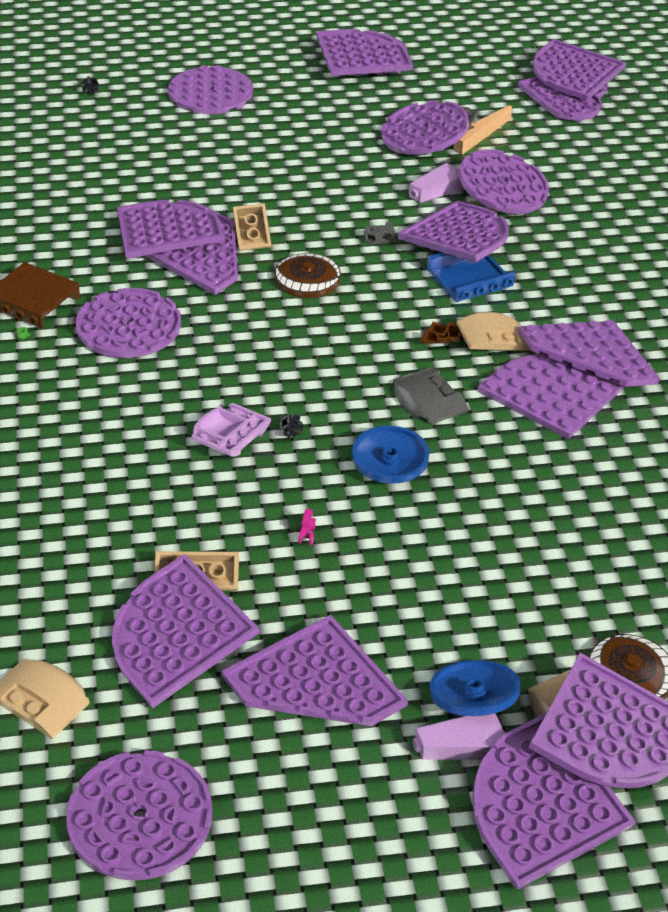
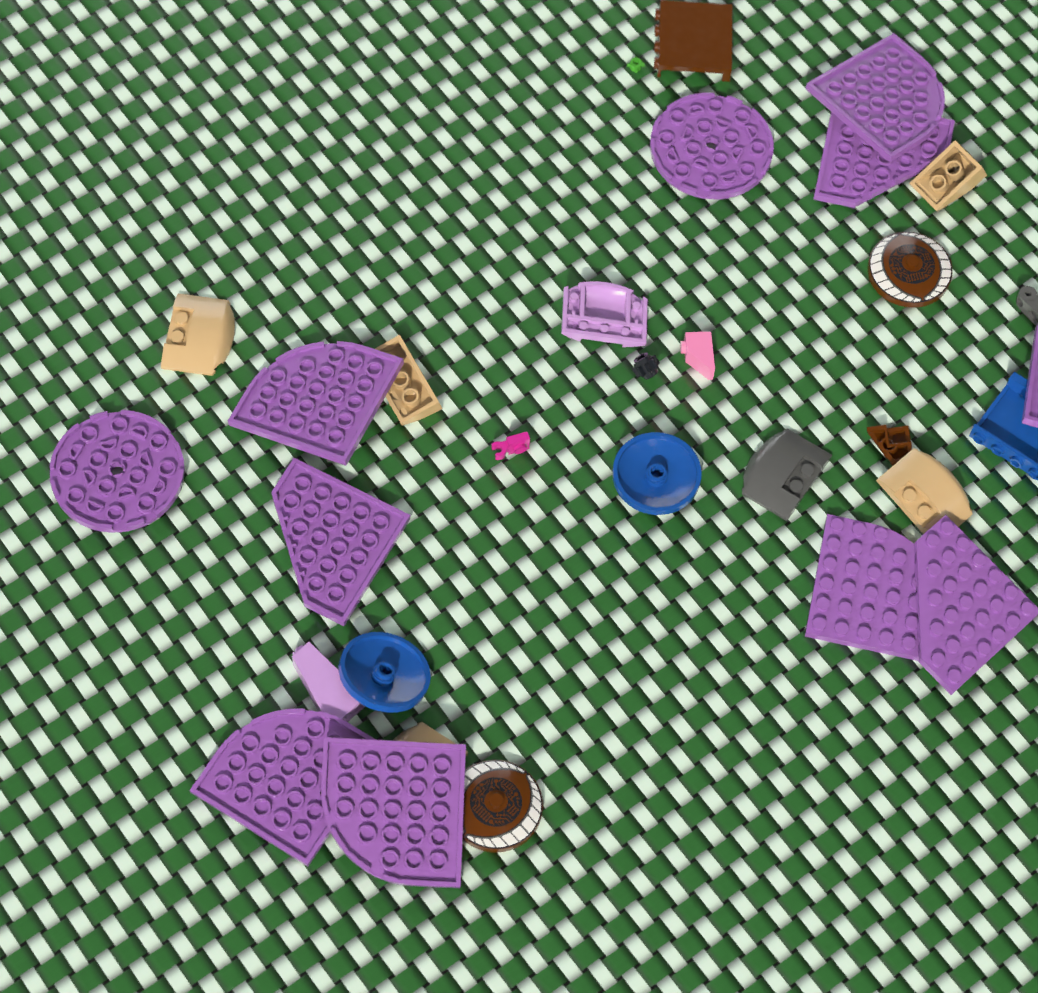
camera: 60 degrees right, 20 degrees up
(301, 394) = (699, 352): none -> bright pink slope

